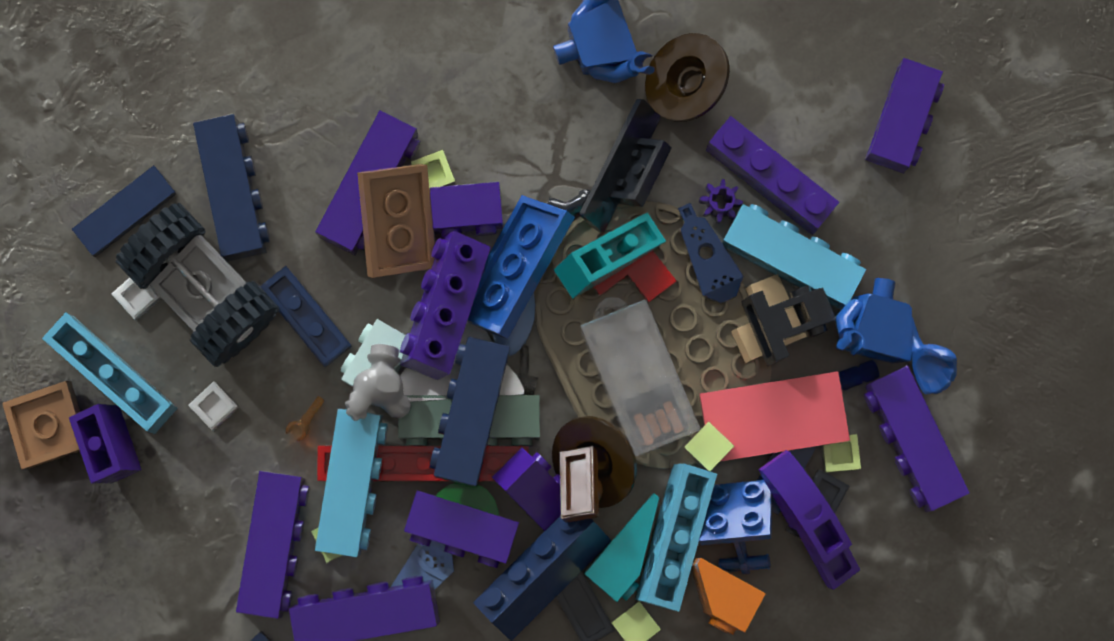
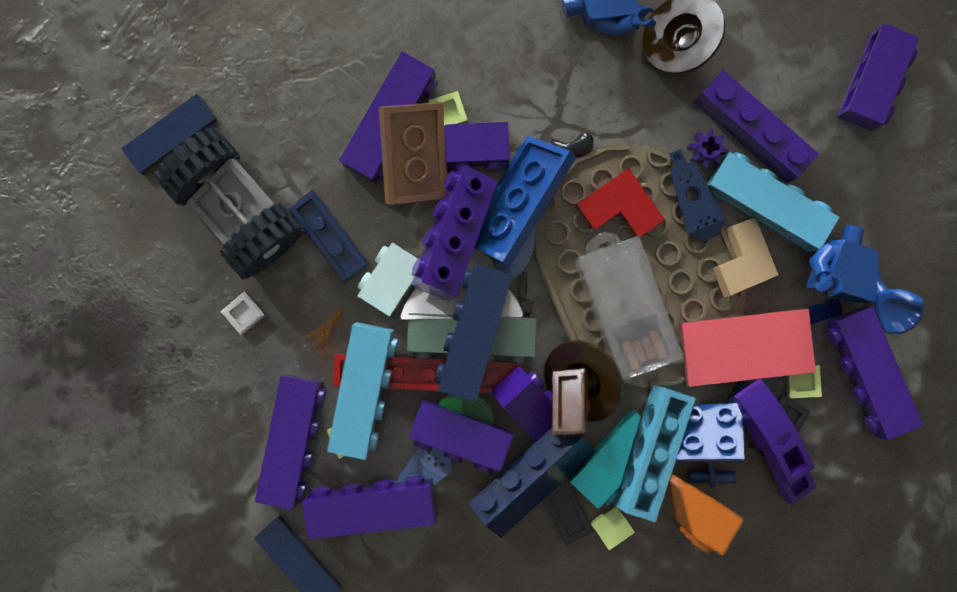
camera: 10 degrees right, 5 degrees up
(42, 424) = (93, 323): medium nougat plate -> none
(105, 443) = (143, 344): dark purple brick -> none
(109, 373) = (149, 280): medium azure brick -> none
(136, 300) = (176, 216): white tile -> none
(230, 187) = (264, 116): dark blue brick -> none
(379, 385) = (390, 305): light grey animal -> none
(608, 255) = (605, 193): teal slope -> none
(628, 168) = (627, 114): black bracket -> none
(709, 446) = (688, 372): yellowish green tile -> none
(772, 323) = (754, 264): black tile -> none

